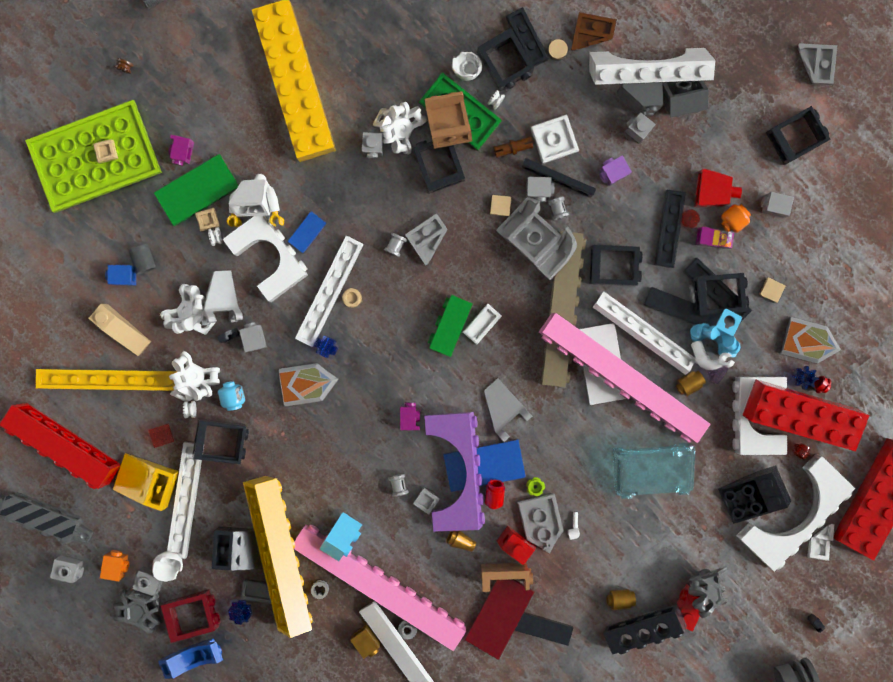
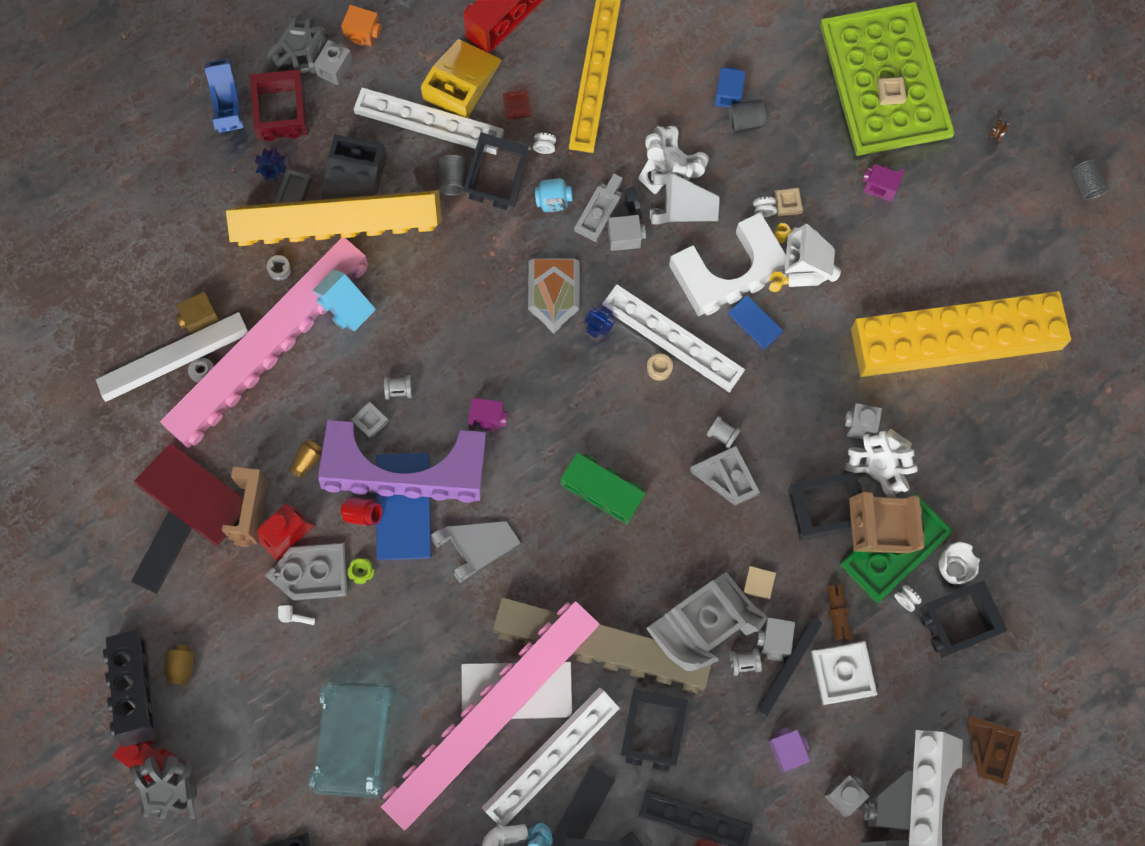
camera: 100 degrees right, 15 degrees down
(119, 329) = (662, 75): tan slope -> none
(166, 566) = (348, 83): white hair -> none
(191, 377) = (585, 150): white piece -> none
(196, 190) = (828, 194): green tile -> none
(227, 474) = (451, 174): none -> dark grey piece
(236, 359) = (599, 209): none -> light grey hinge
(482, 324) = (598, 533): white tile -> none
(527, 36) = (991, 656): black tile -> none
(557, 49) = (970, 697): tan tile -> none
(690, 383) = (467, 813): pearl gold brick -> none

